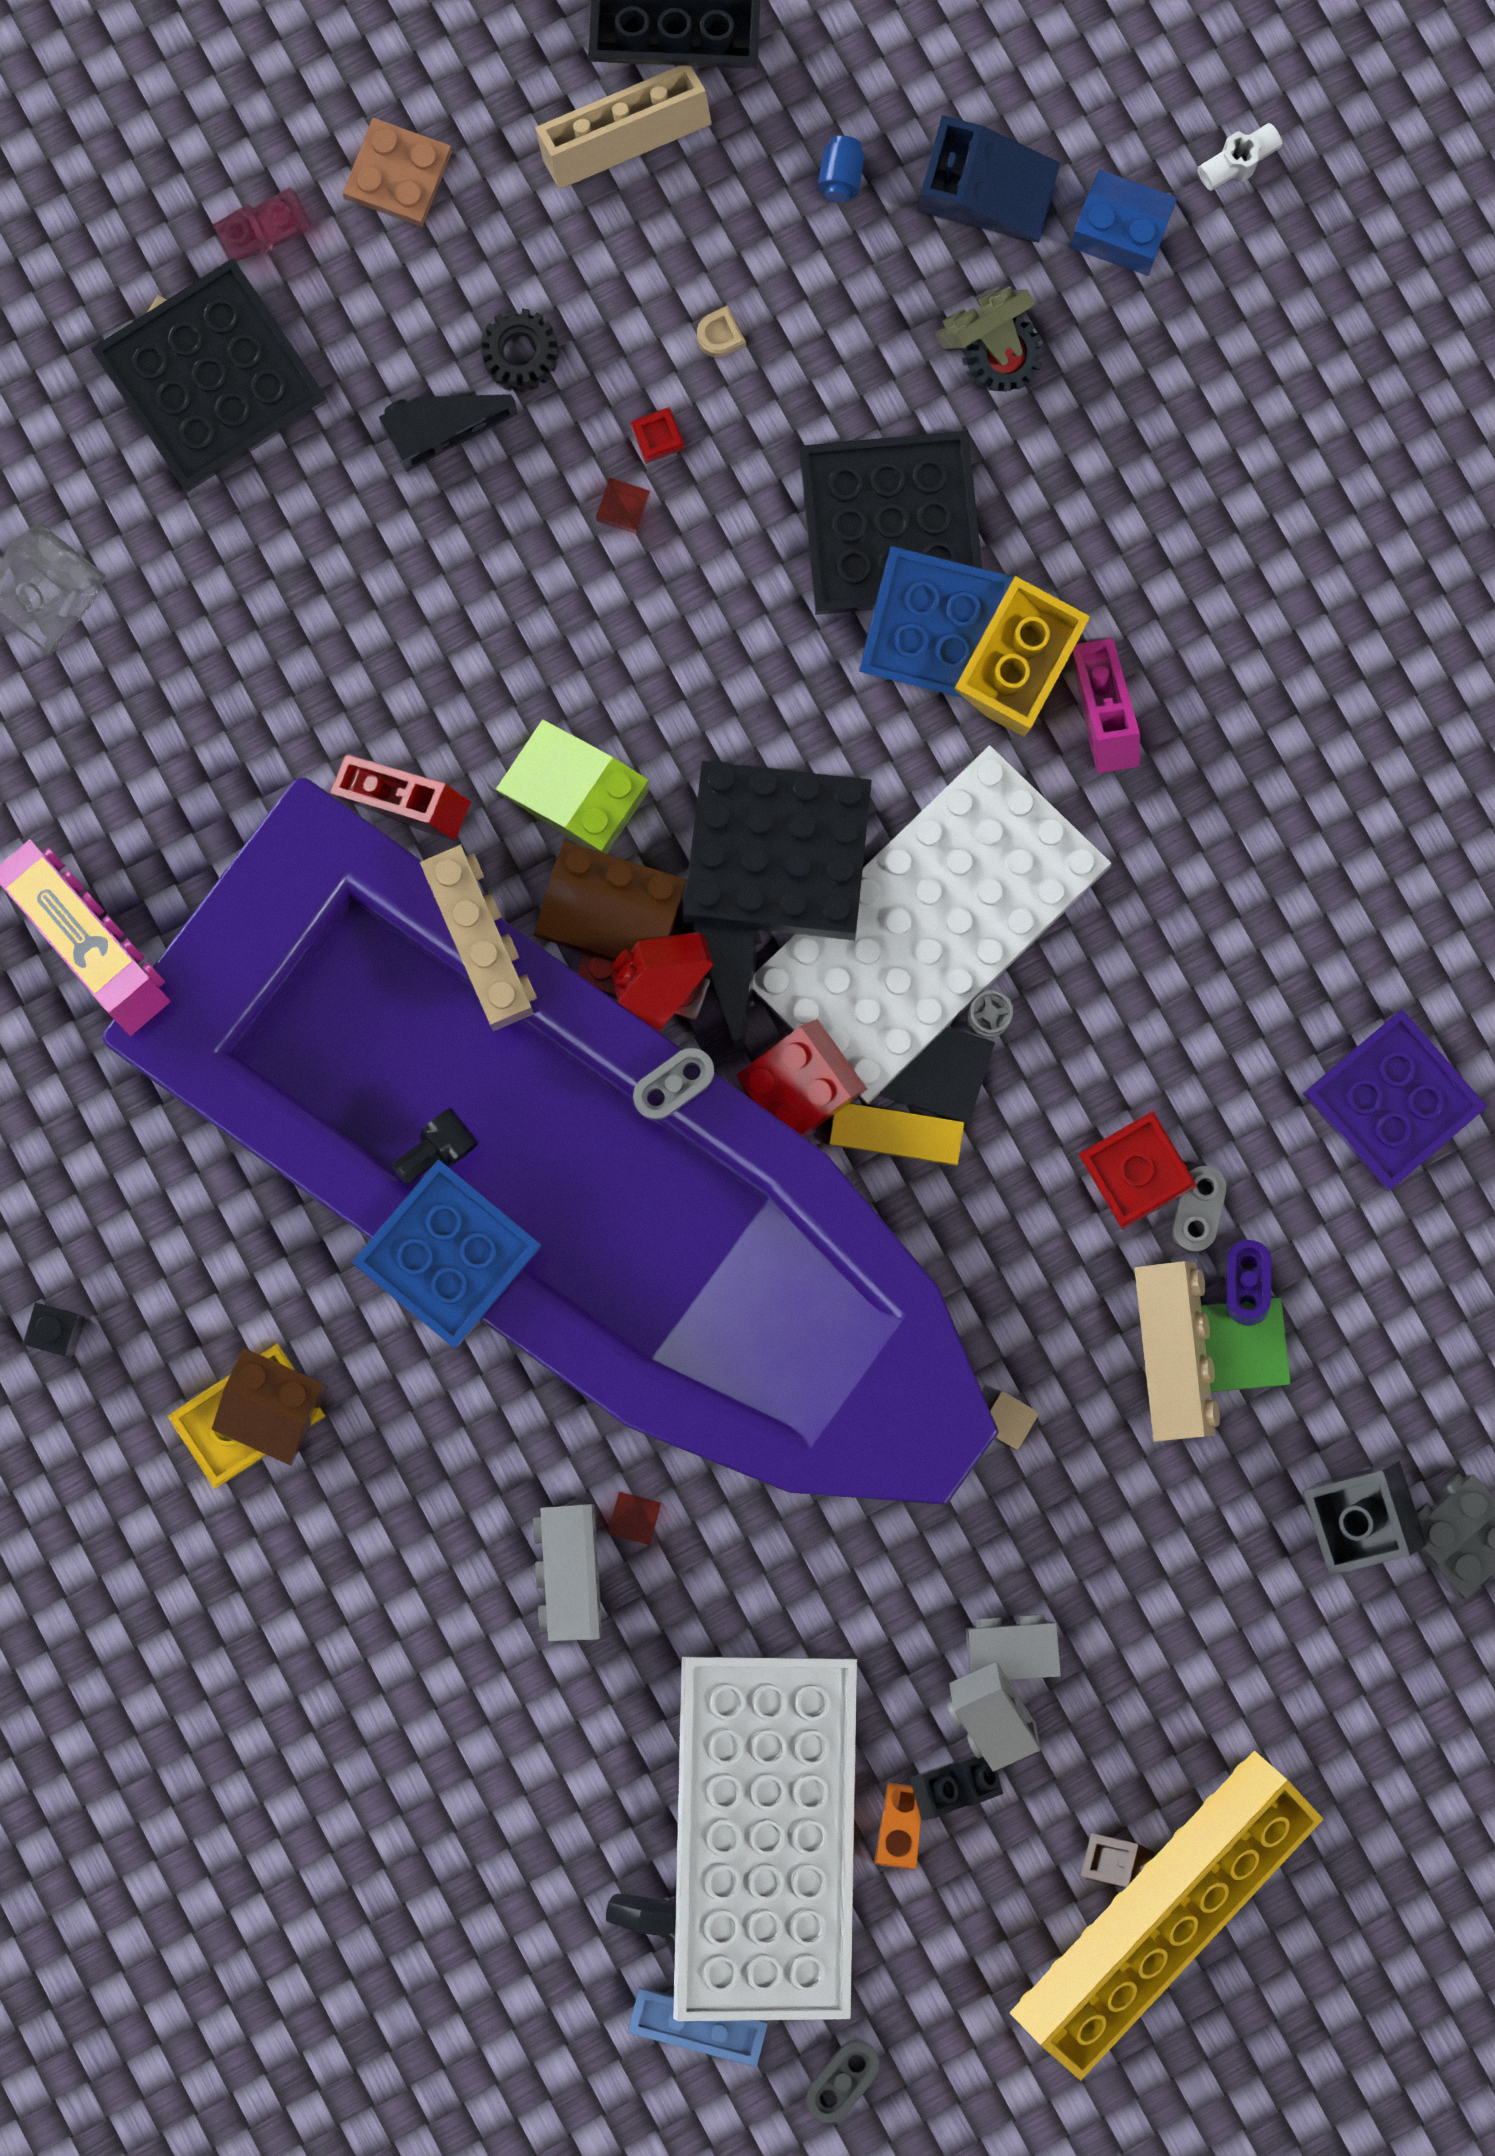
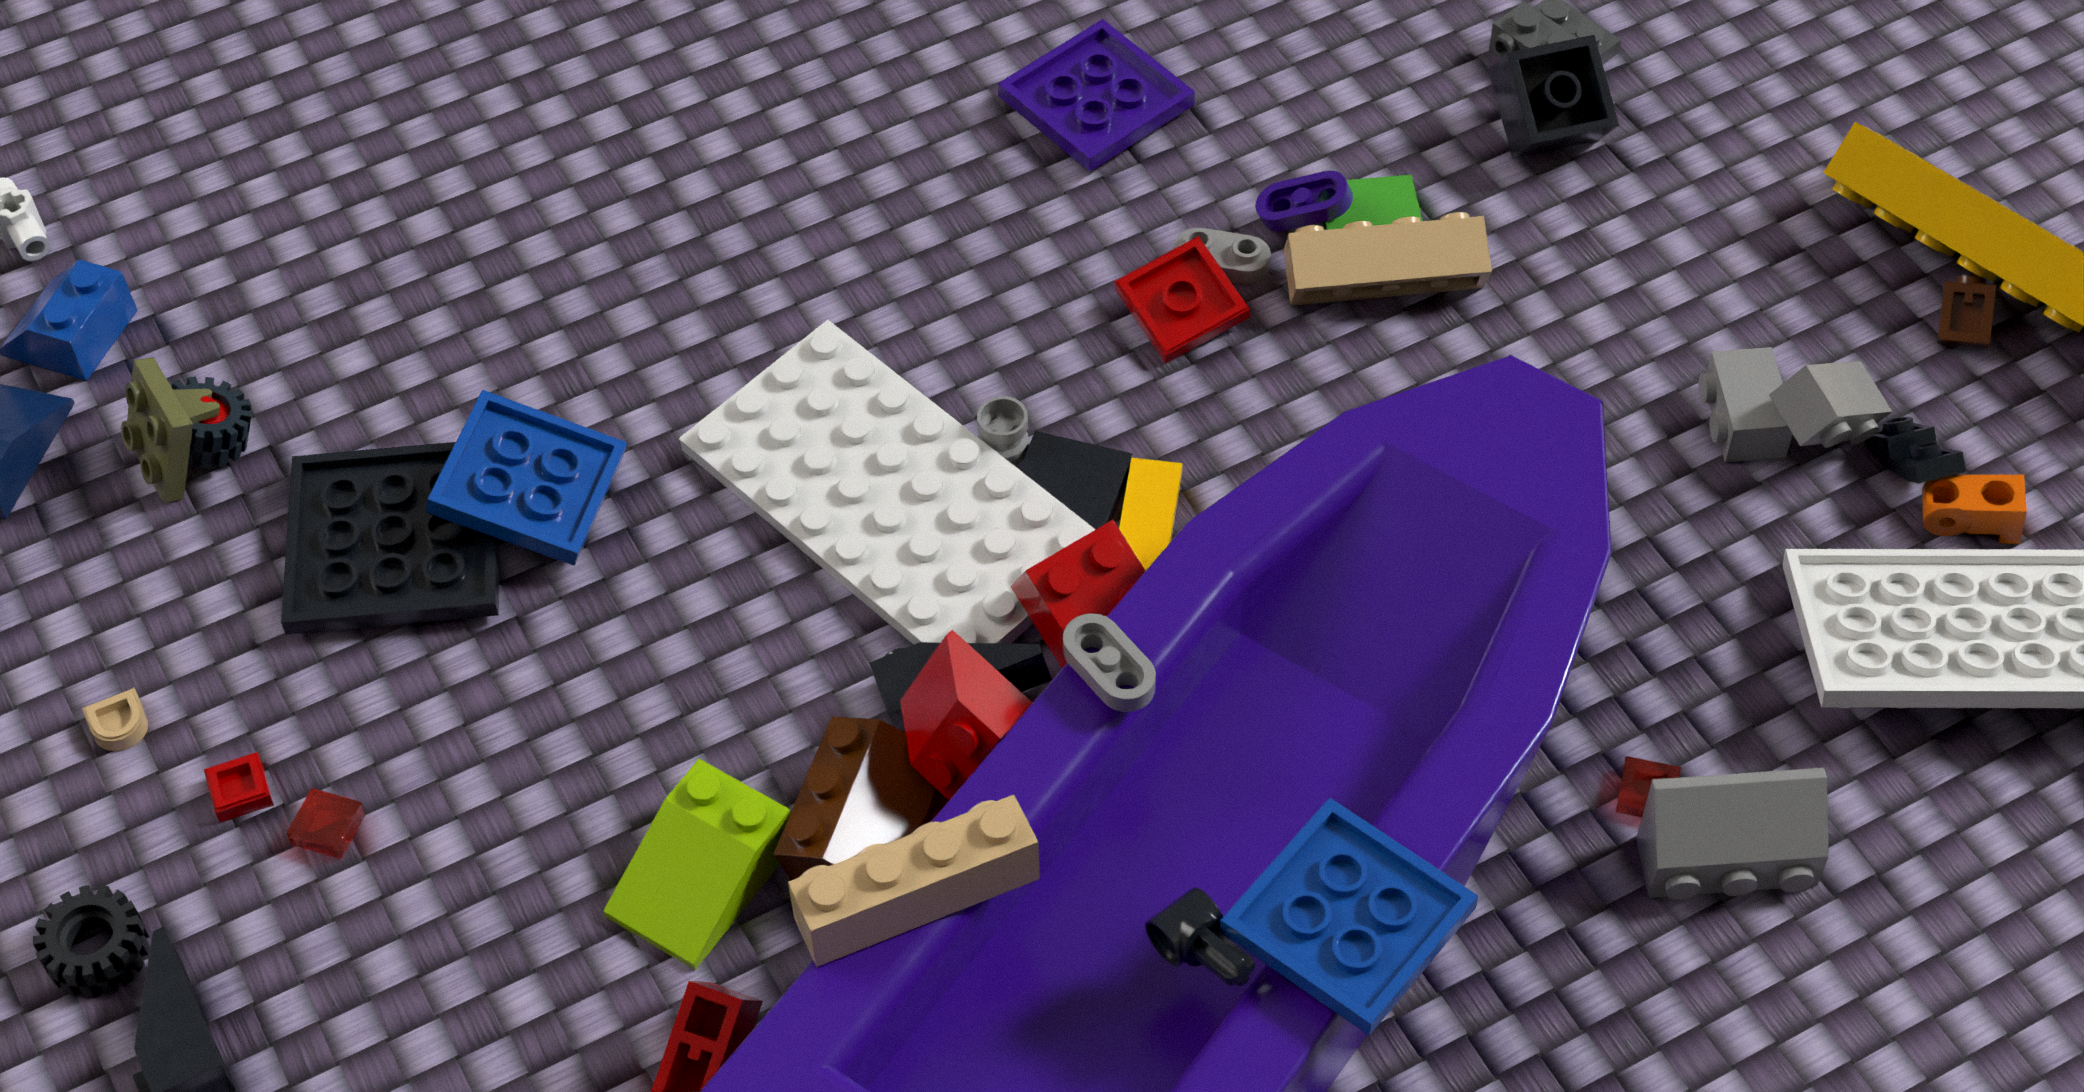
camera: 85 degrees left, 30 degrees down
(777, 850) = (796, 634): black plate -> none
(1021, 656) = (582, 385): yellow slope -> none
(1106, 706) = (644, 328): dark pink slope -> none

